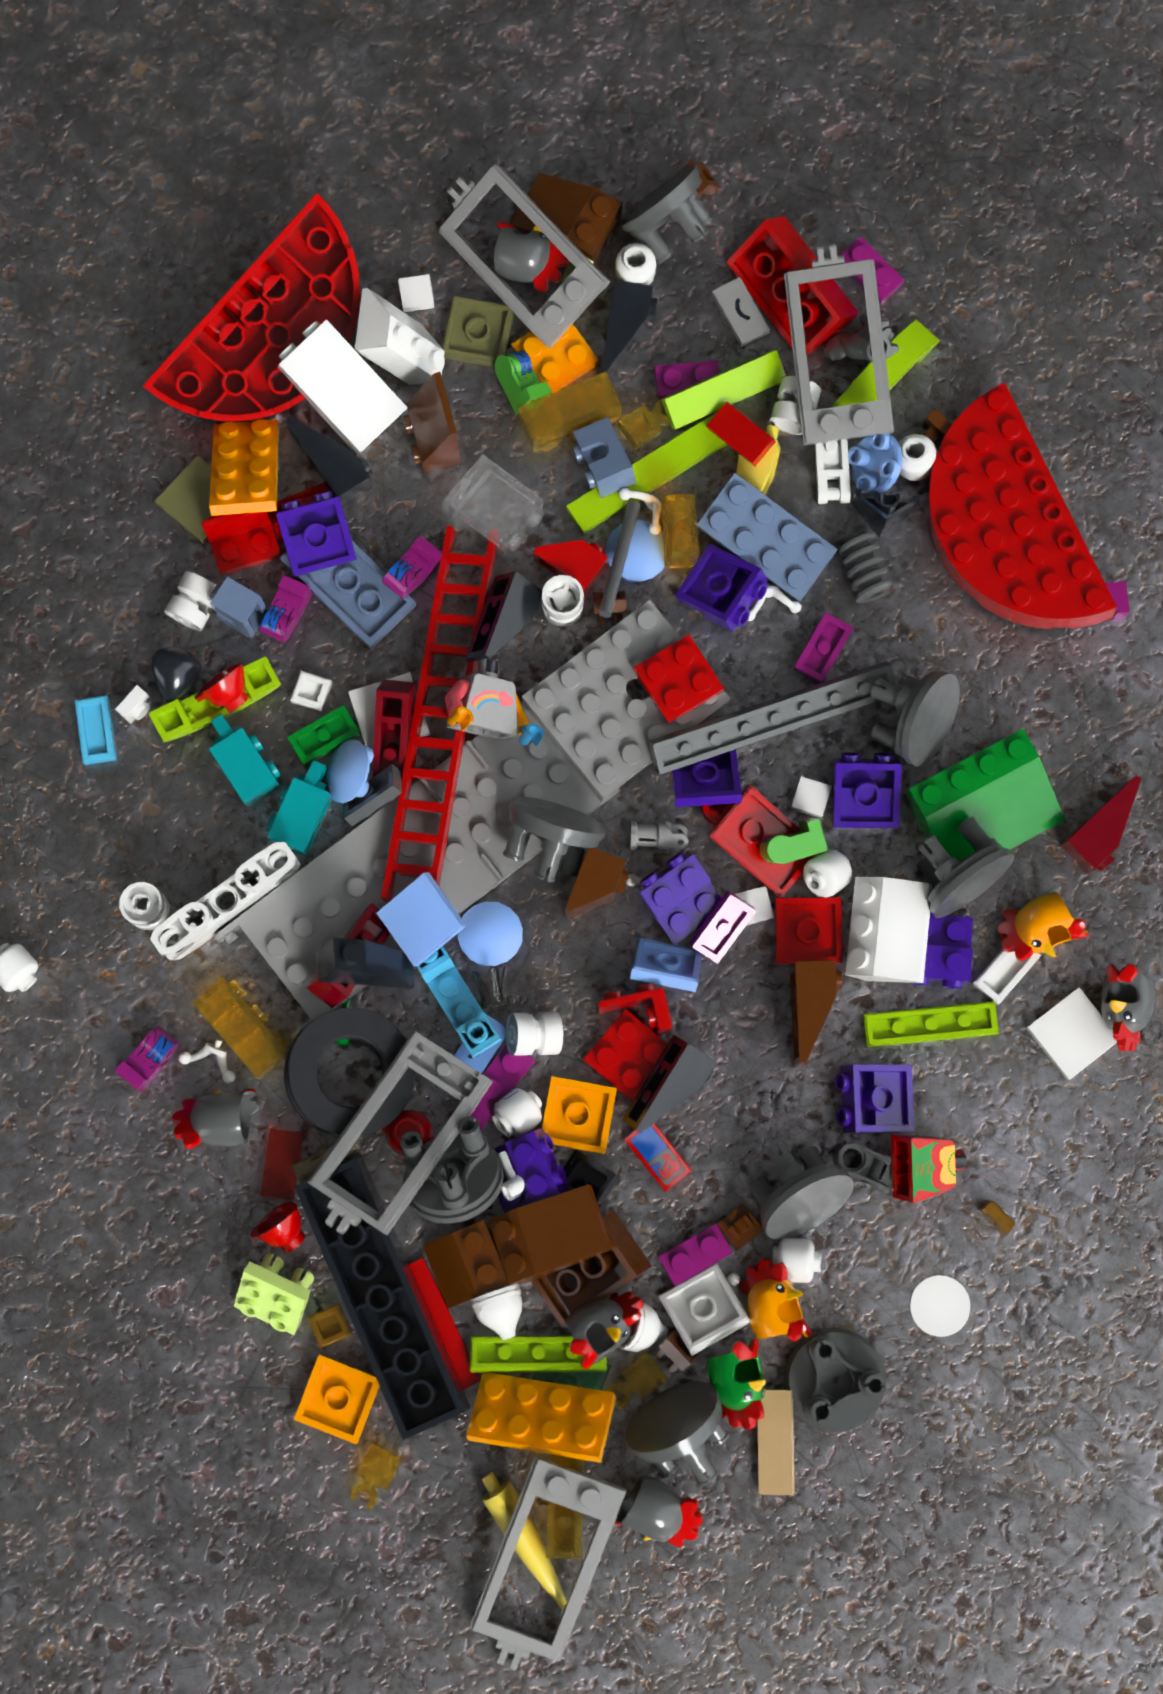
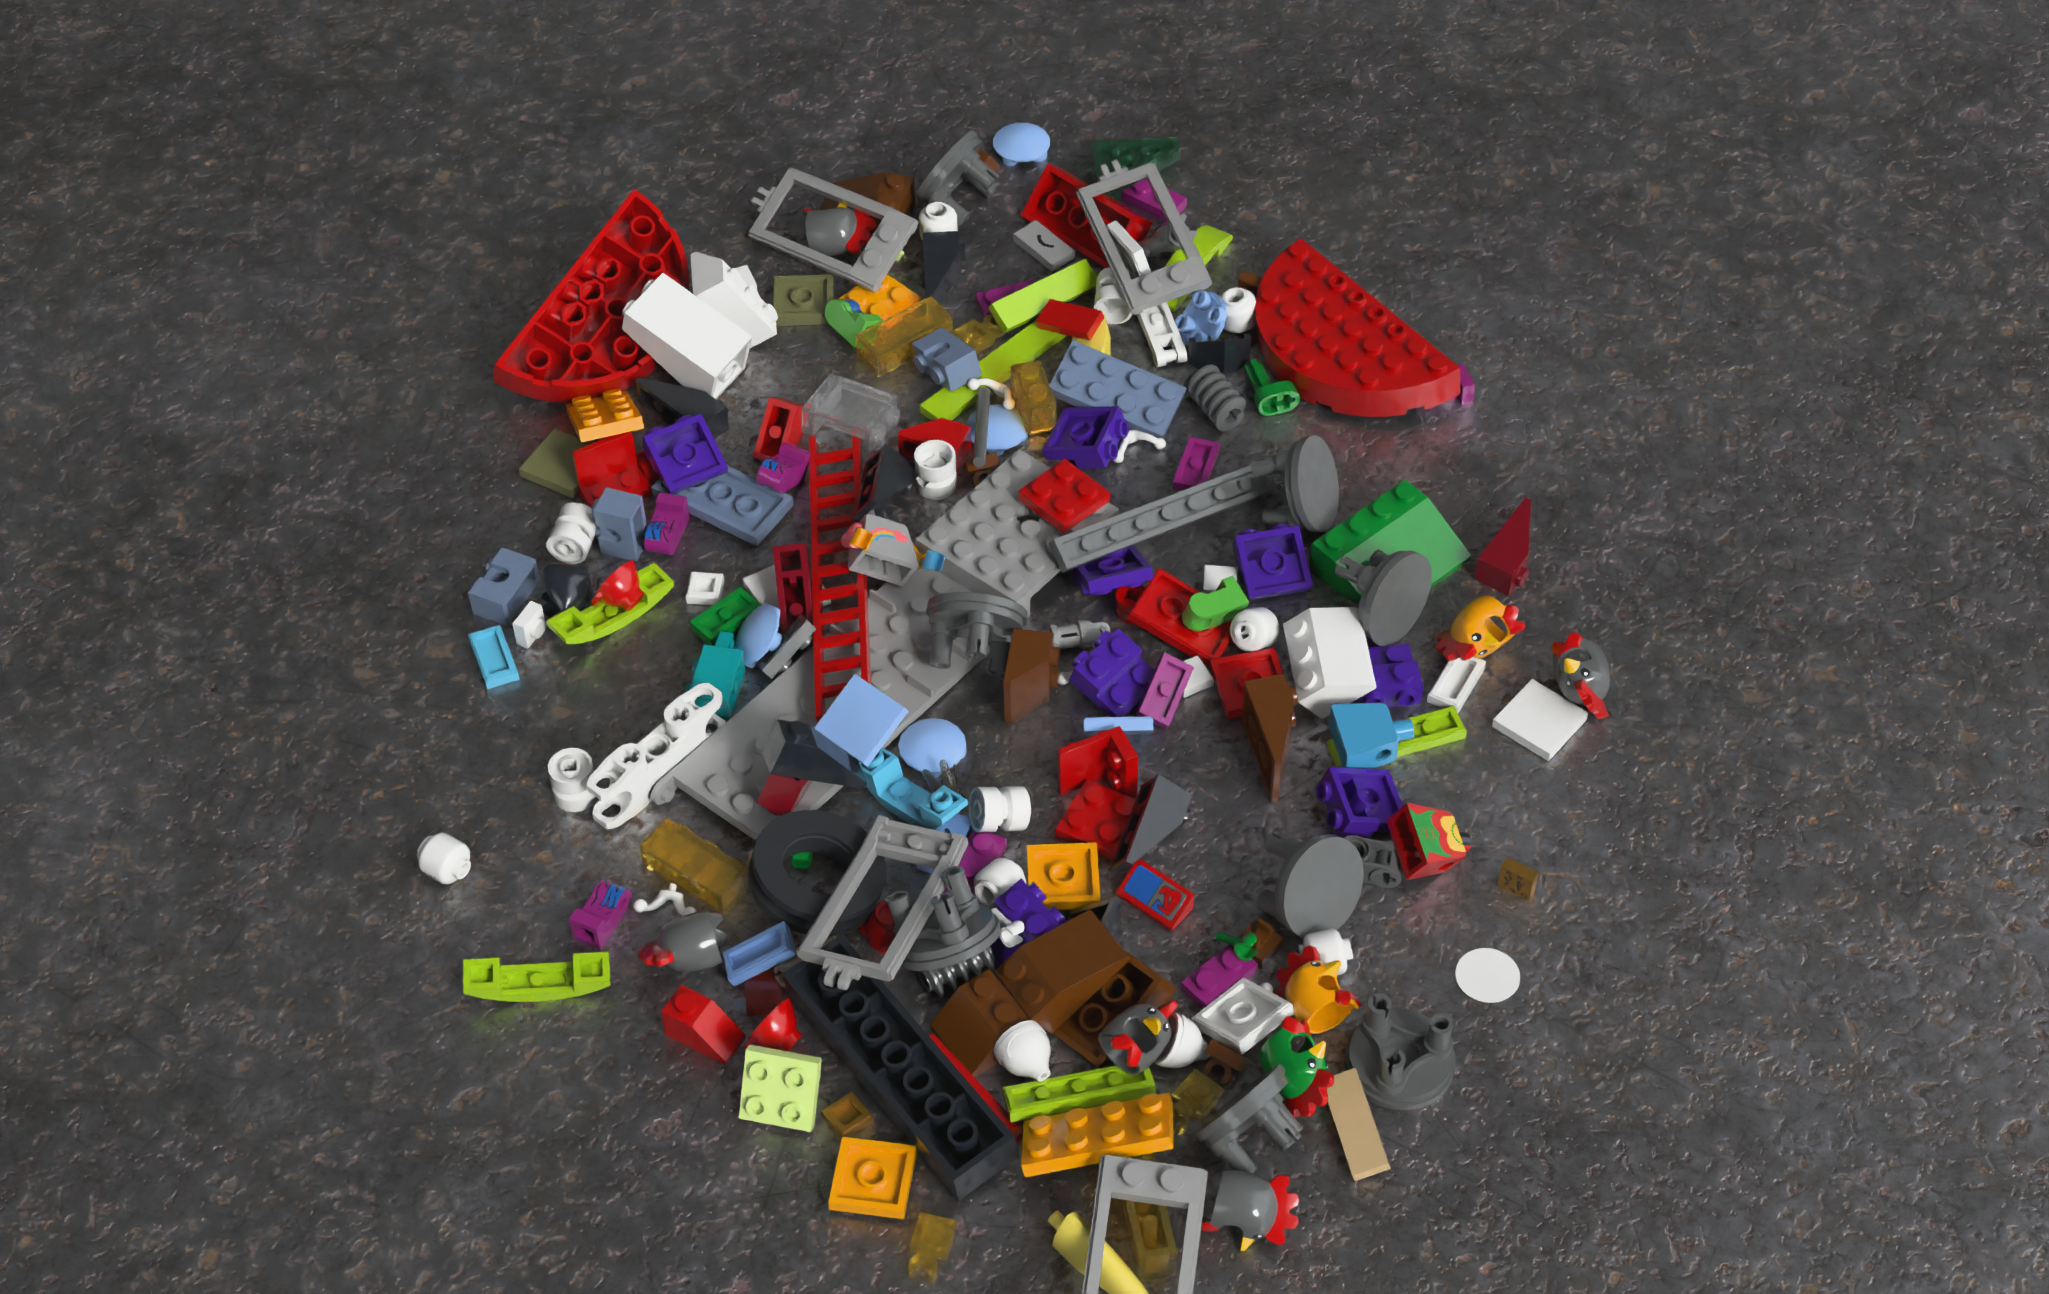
camera: 10 degrees left, 30 degrees down
(77, 1118) = (536, 982): none -> lime slope
(115, 668) = (504, 587): none -> sand blue brick
(217, 1207) = (701, 1025): none -> red slope
(242, 763) = (650, 651): teal hinge -> none
(281, 1145) = (759, 953): none -> medium blue tile
(420, 509) = (780, 425): none -> red slope
(432, 427) = (779, 354): reddish brown slope -> none
(726, 1238) = (1242, 945): none -> green hand
(750, 159) = (1021, 143): none -> light blue dish
(821, 367) = (1129, 250): none -> white tile
(859, 216) = (1134, 153): none -> clear green plate
(900, 1029) = (1367, 734): none -> dark azure torso
(918, 575) = (1270, 396): none -> green piece

